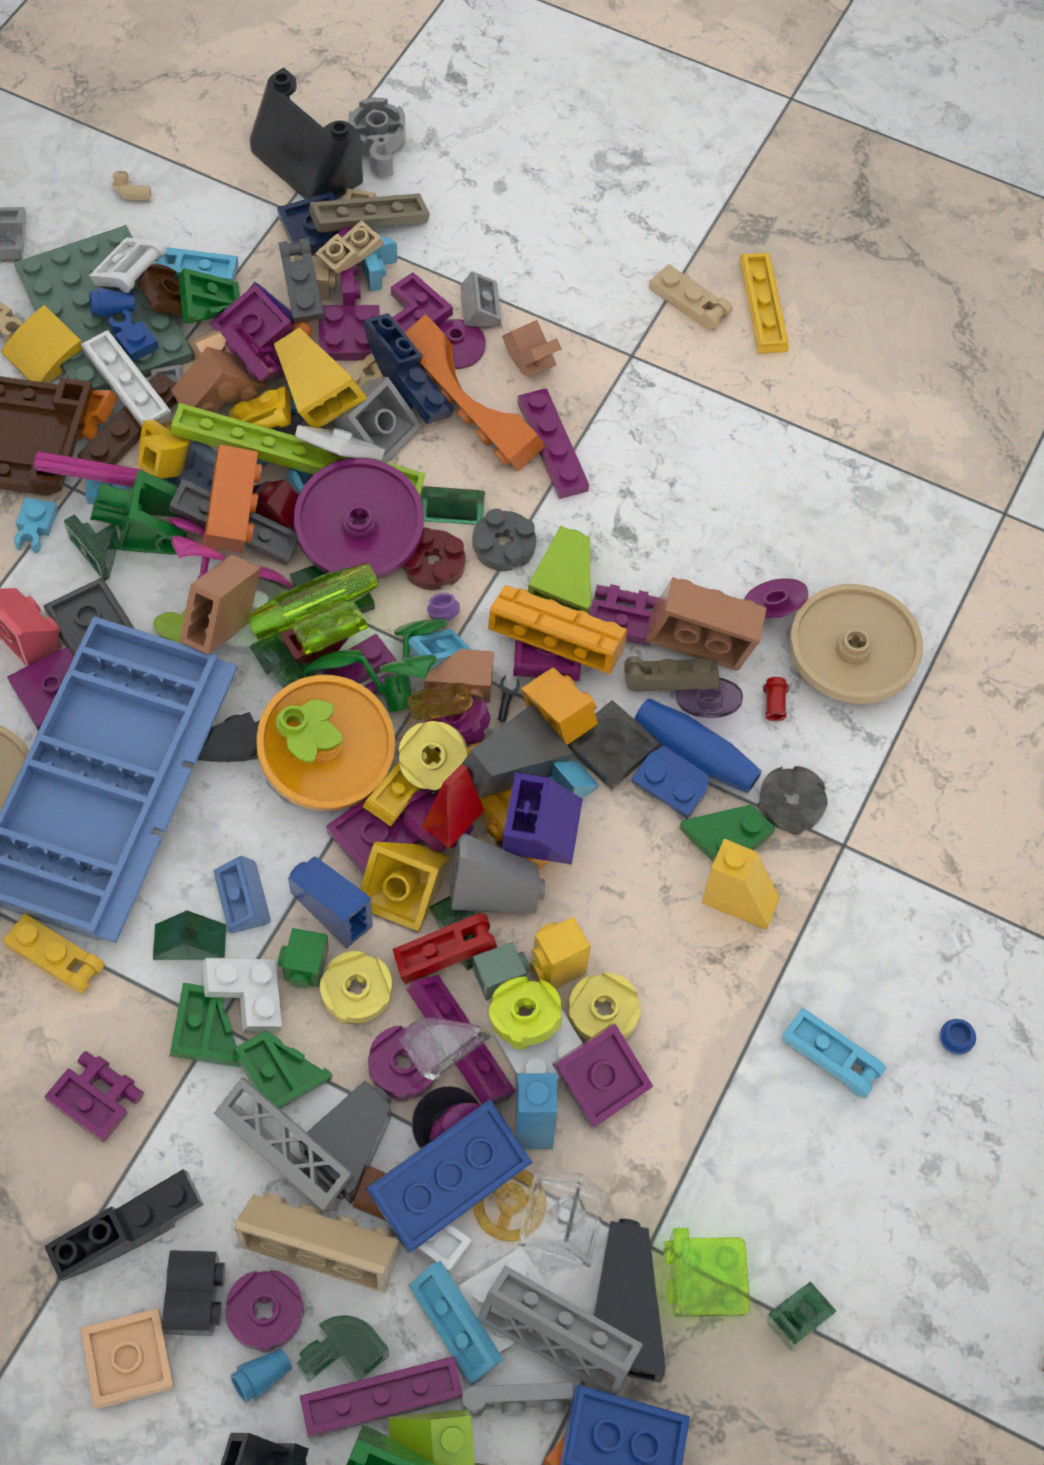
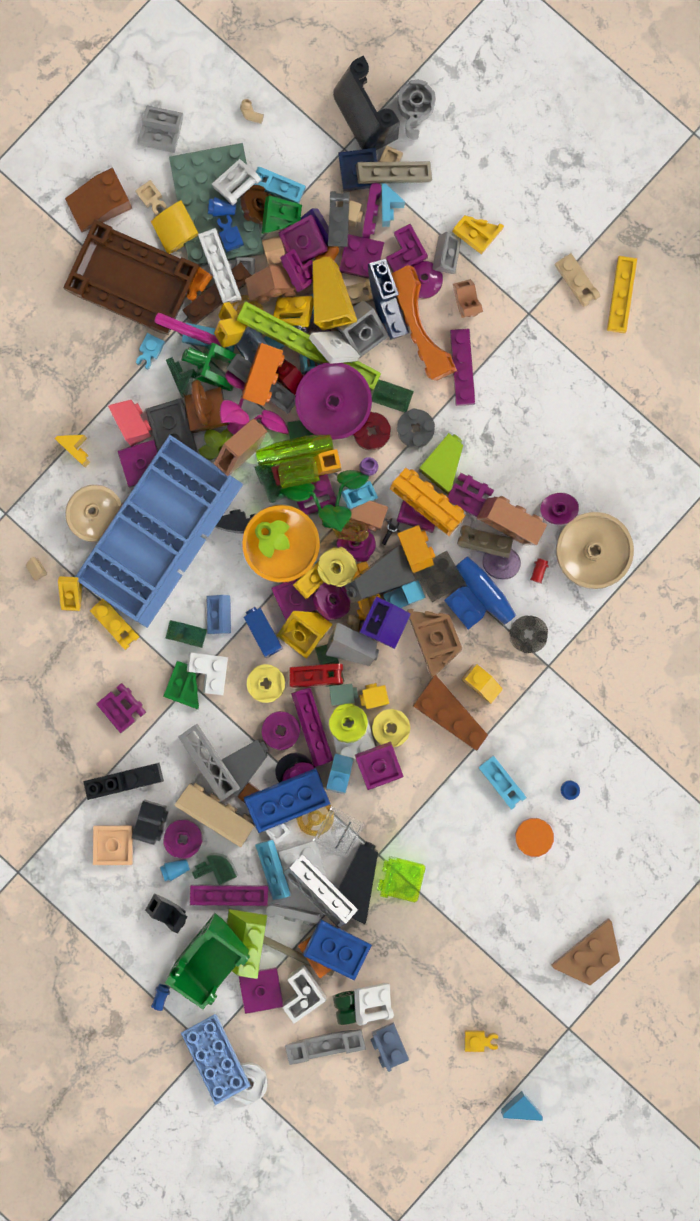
camera: 15 degrees right, 25 degrees up
(146, 581) = (204, 408): none -> dark orange tile
(279, 1070) = (216, 719): green wing -> none
(304, 958) = (242, 661): green brick -> none
(346, 251) = (373, 203): tan slope -> none
(378, 610) = (328, 462): none -> light orange slope
(440, 1044) = (299, 731): clear slope -> none
(454, 808) = (337, 609): red slope -> none
(517, 266) = (477, 232): none -> yellow wing
(637, 838) = (436, 638): none -> medium nougat wing
(702, 956) = (449, 713): none -> dark orange wedge
(739, 825) = (487, 645): green wing -> none
(800, 1315) = (440, 912): clear green slope -> none
(924, 1136) = (534, 837): none -> orange tile

